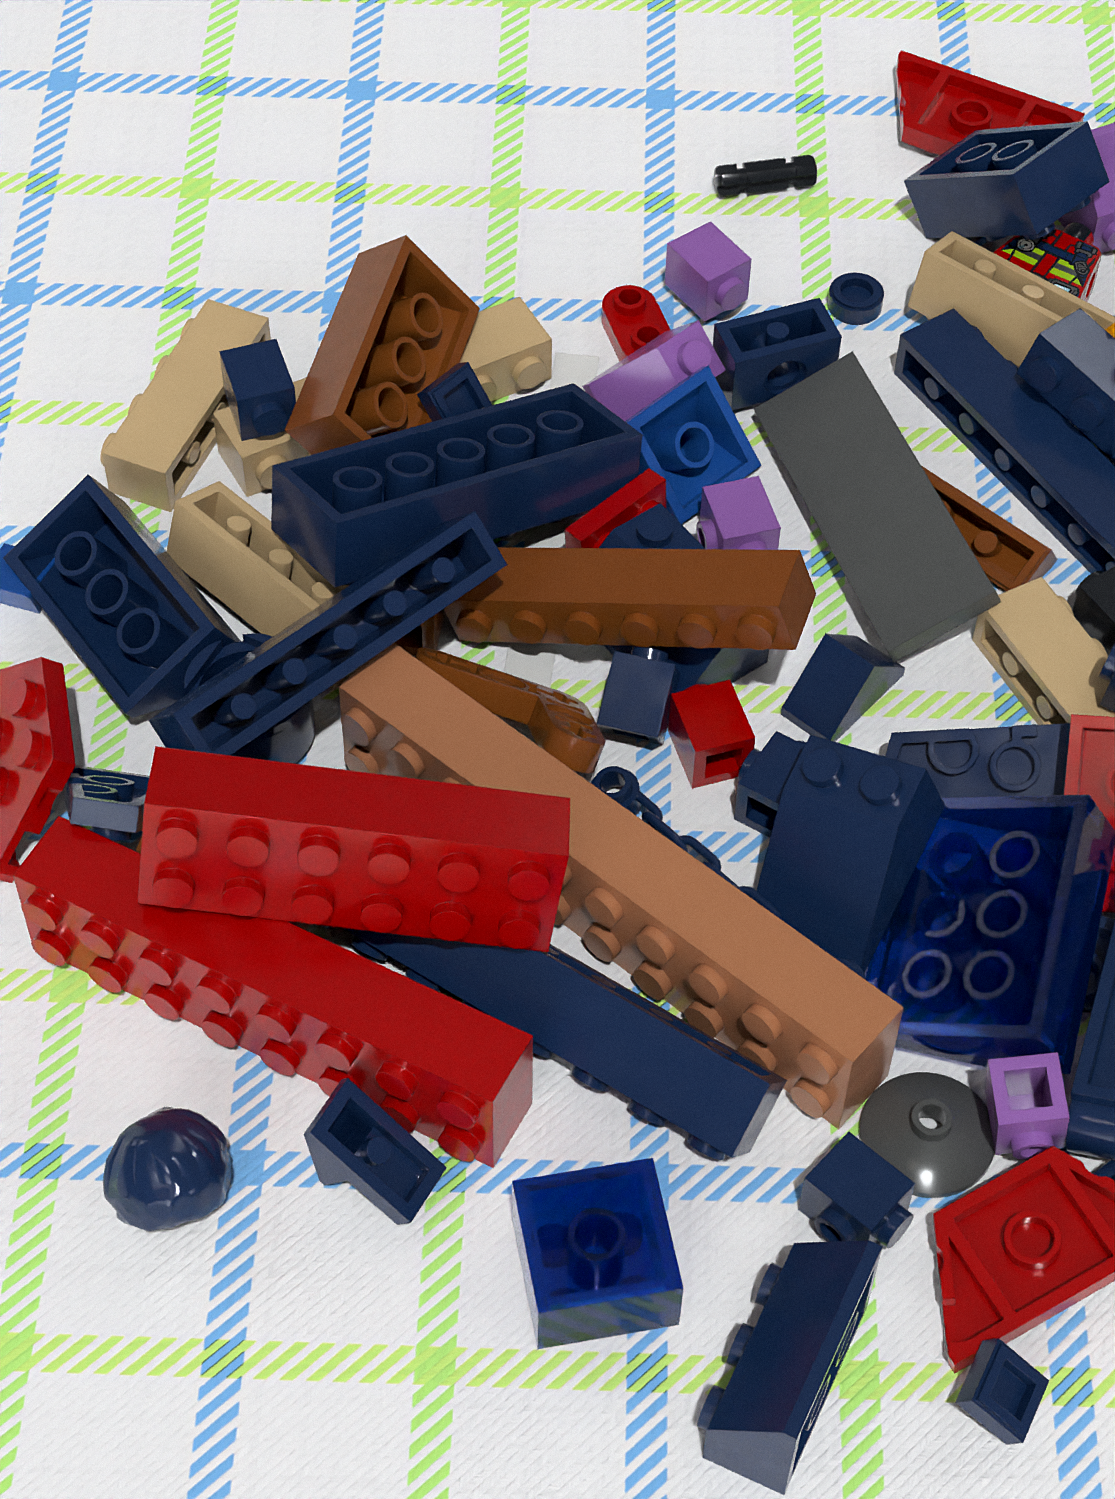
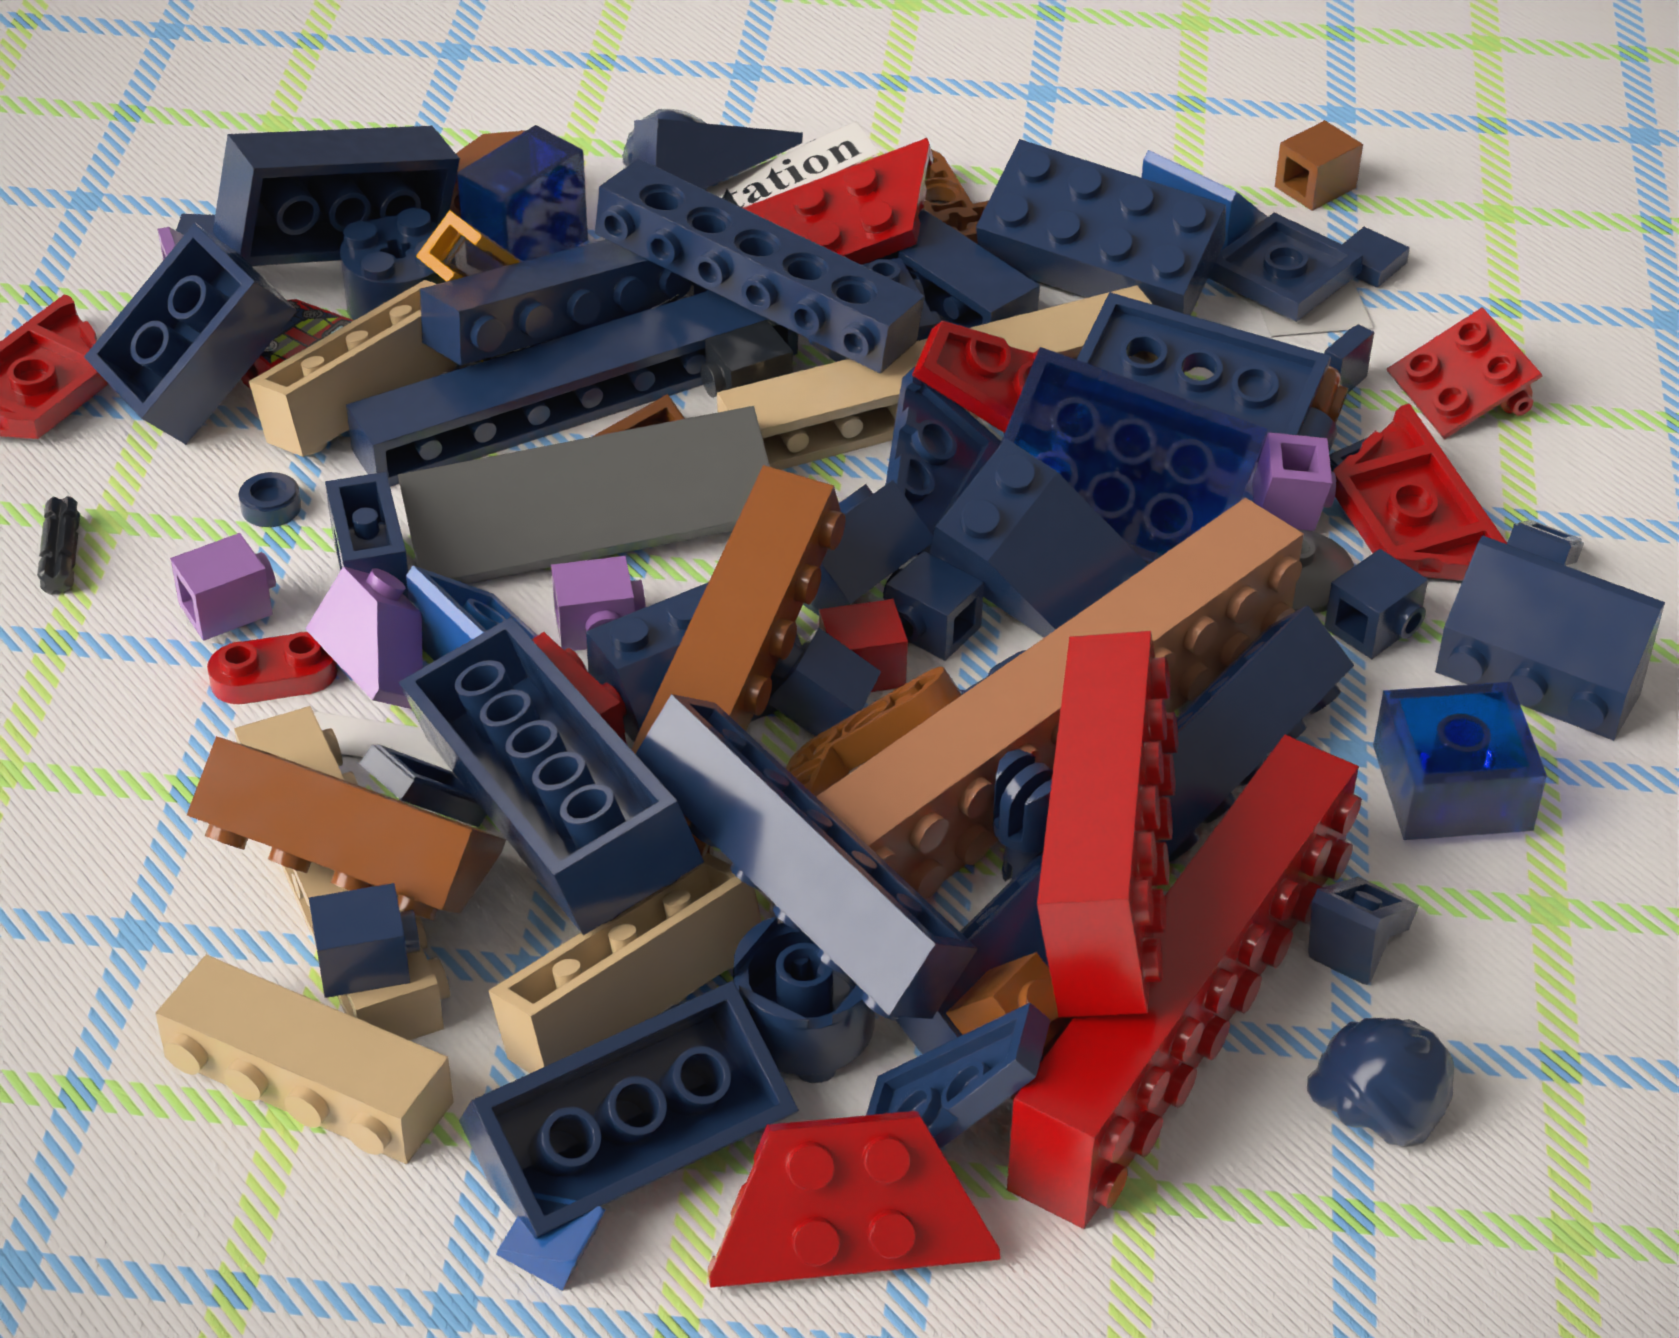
camera: 85 degrees left, 10 degrees down
(812, 697) = (877, 540): none -> dark blue brick

